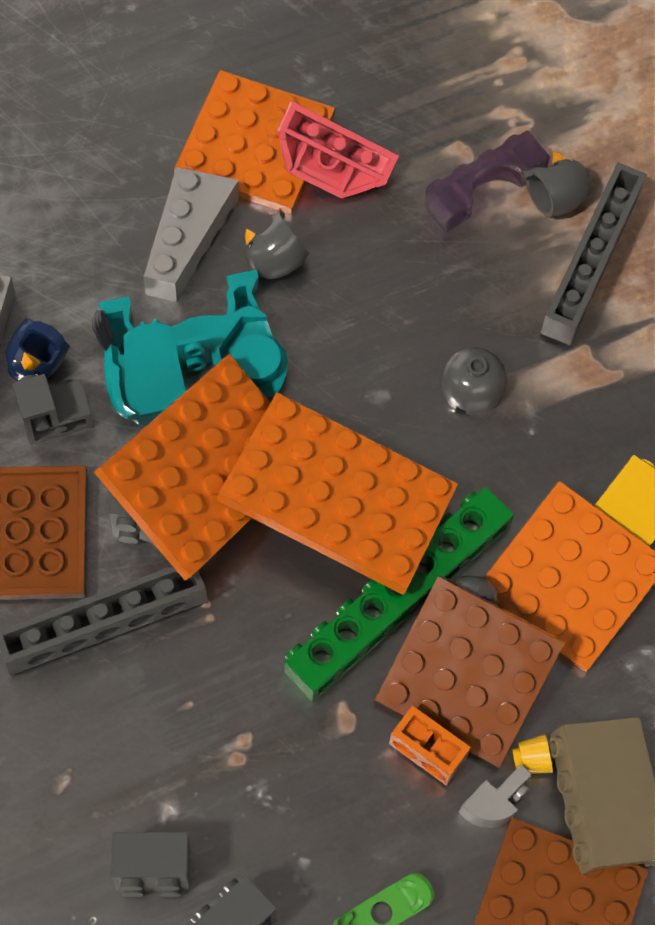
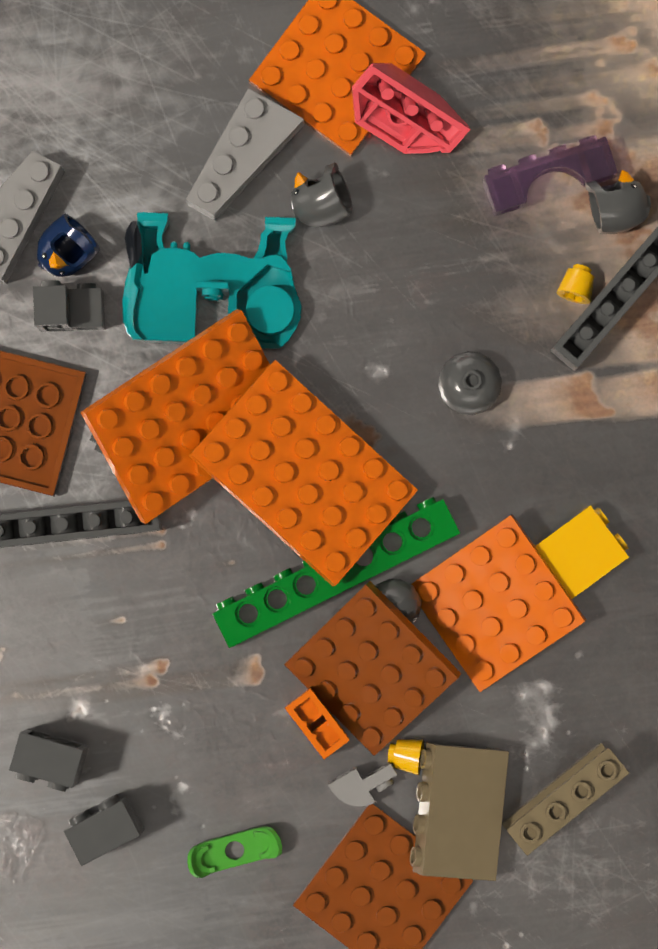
camera: 20 degrees right, 20 degrees up
(546, 267) = (577, 284): none -> yellow hat

